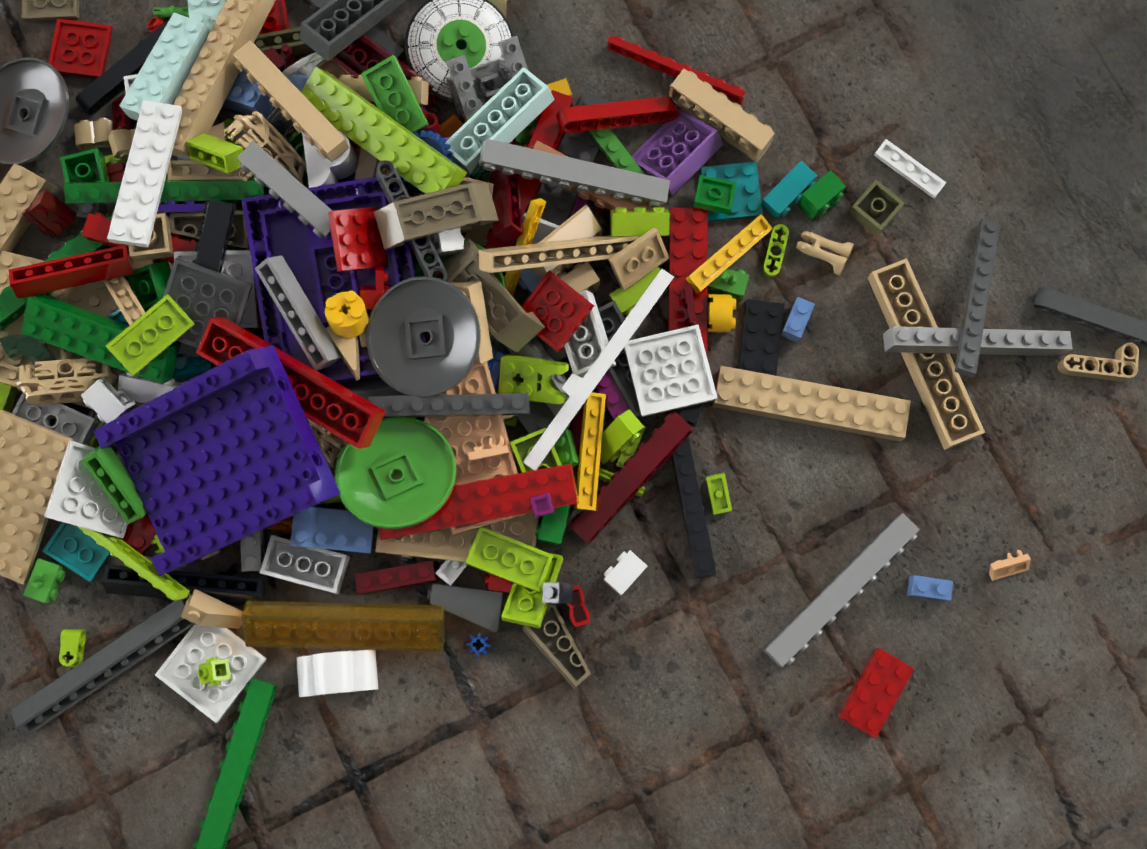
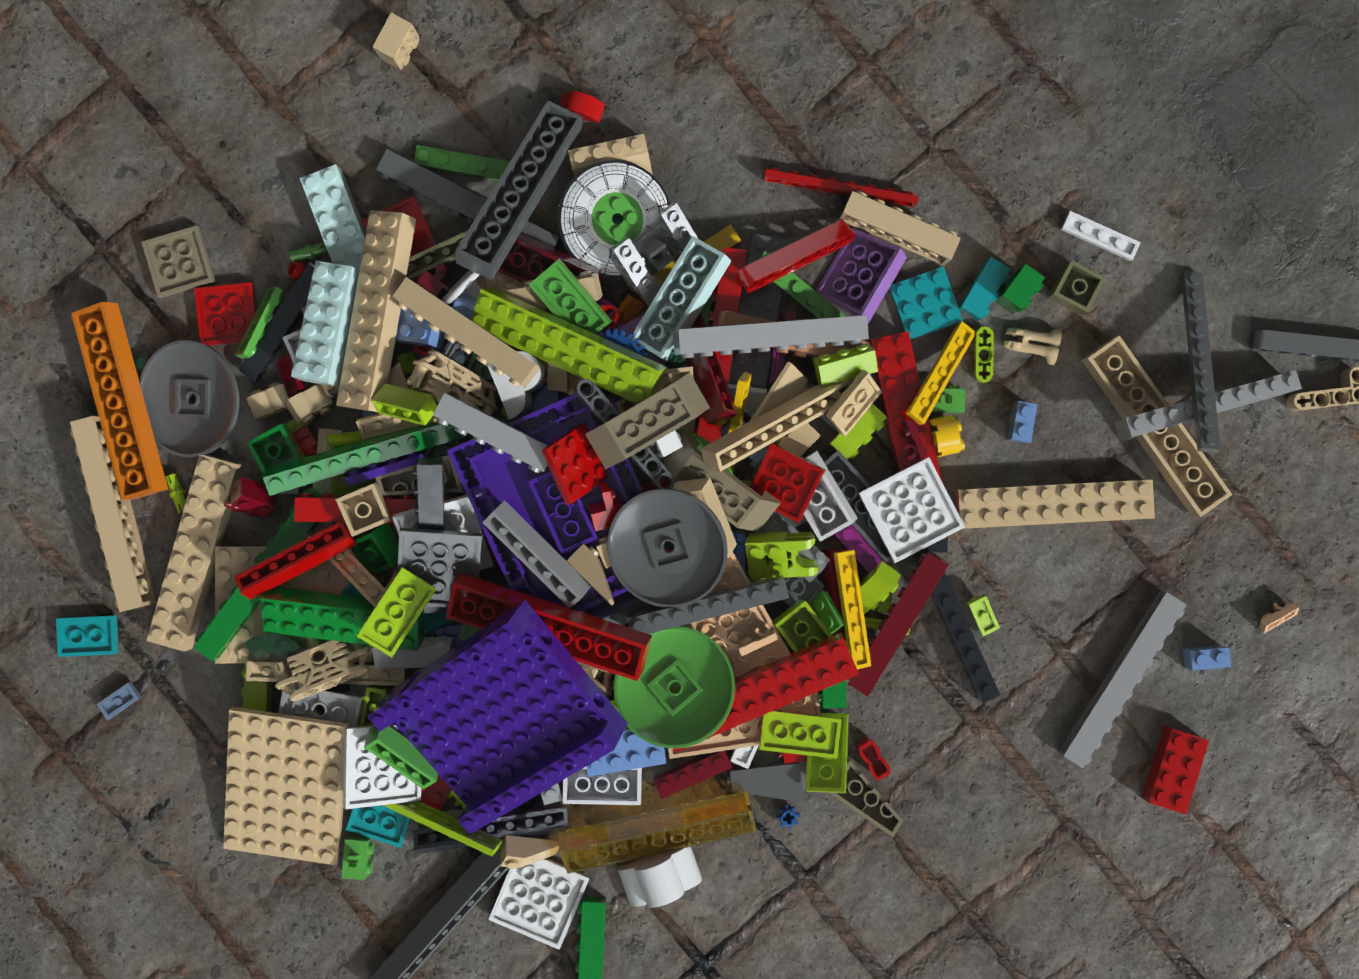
camera: 10 degrees left, 10 degrees up
(71, 645) = (402, 909): lime piece -> none
(102, 64) = (261, 318): none -> bright green plate
(107, 401) = (370, 680): white brick -> none
(145, 174) = (341, 447): white plate -> none
(214, 671) = (545, 906): lime brick -> none
(346, 314) = (589, 534): yellow brick -> none
(542, 505) = (825, 685): magenta tile -> none
(557, 593) = (854, 755): black brick -> none
(581, 388) = (832, 554): white sticker -> none
(624, 572) = (911, 714): white brick -> none
(715, 194) = (912, 315): green plate -> none
(761, 336) = (988, 448): black plate -> none

